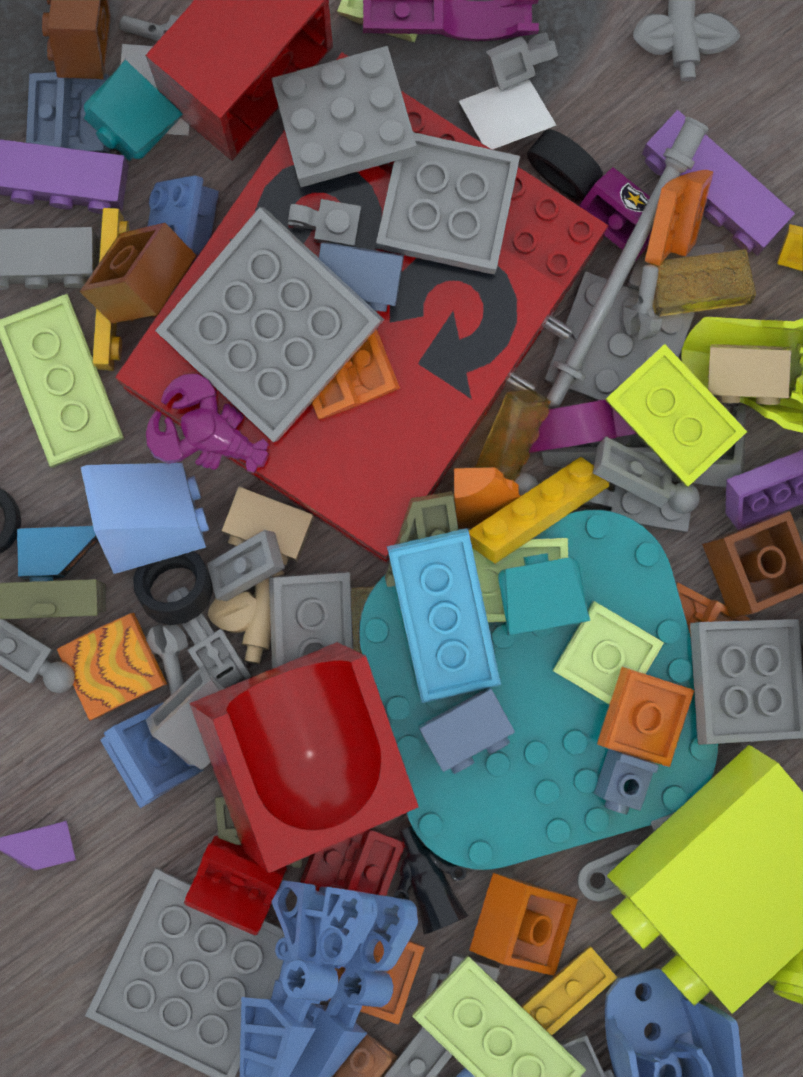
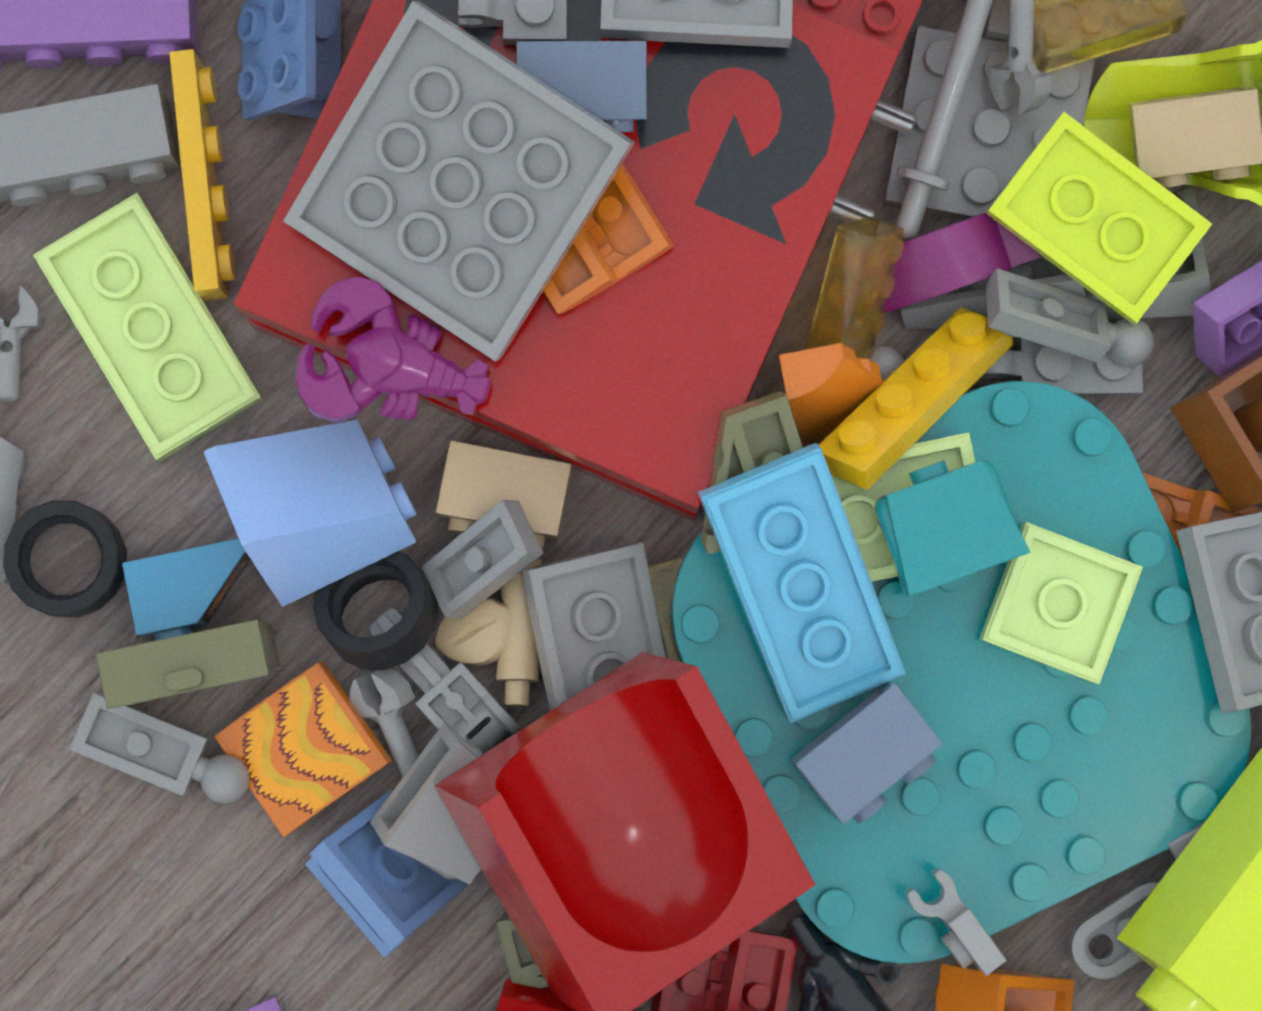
camera: 10 degrees left, 0 degrees up
(138, 273) = (241, 140): dark orange brick -> none
(509, 857) = (966, 936): none -> light grey plate
(615, 772) = (1105, 777): sand blue brick -> none
(645, 717) = (1135, 685): orange plate -> none

